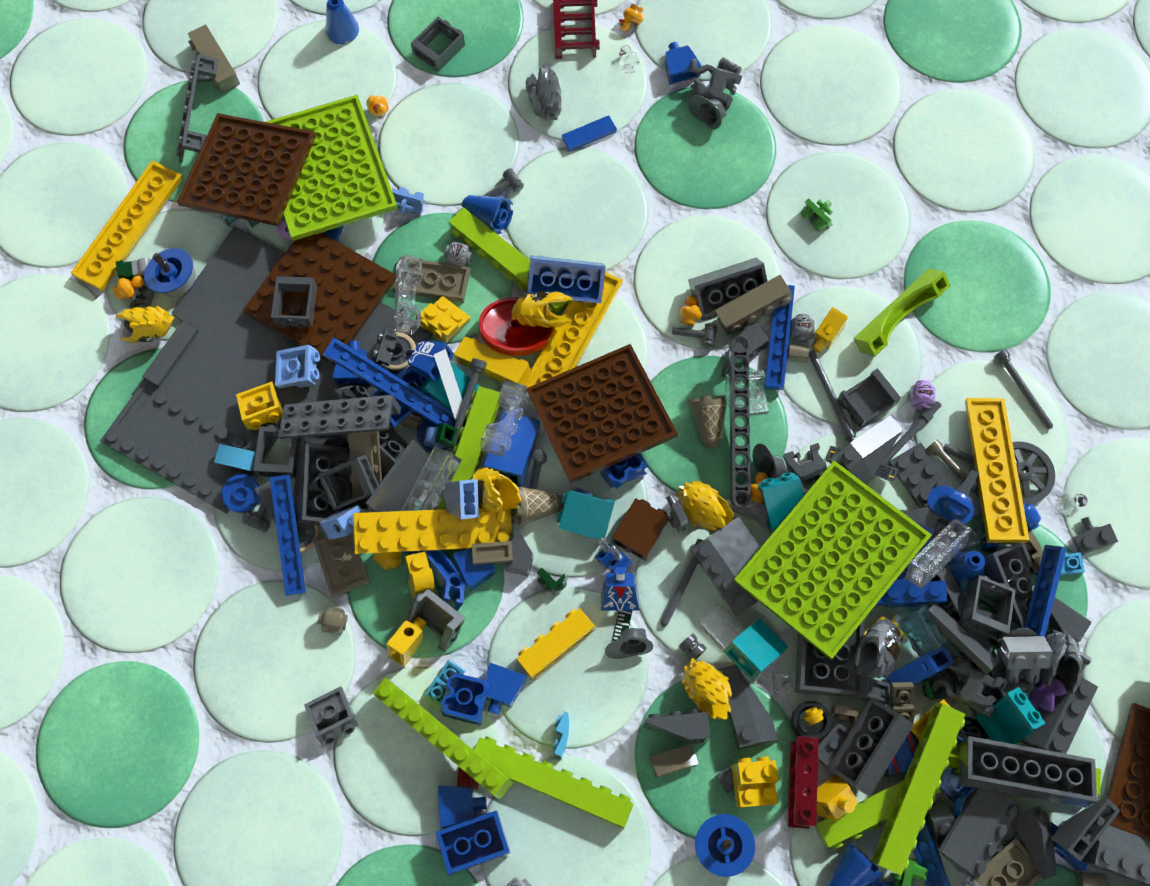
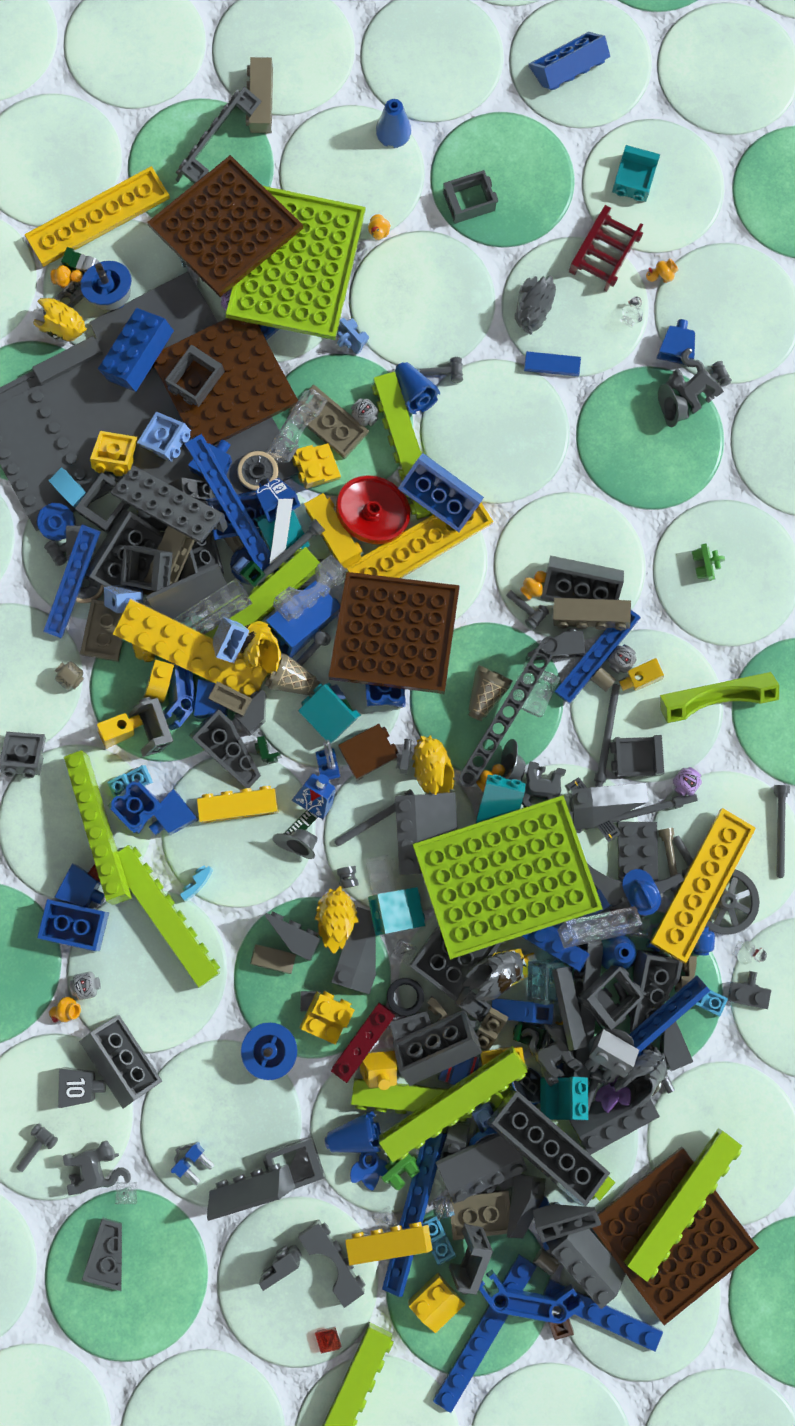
camera: 25 degrees right, 10 degrees up
(228, 309) = (136, 349): none -> blue brick
(385, 341) = (251, 458): dark grey hinge -> none
(510, 598) = (222, 742): none -> dark grey wedge
(534, 309) = (397, 507): yellow head -> none
(813, 715) = (408, 994): yellow plate -> none

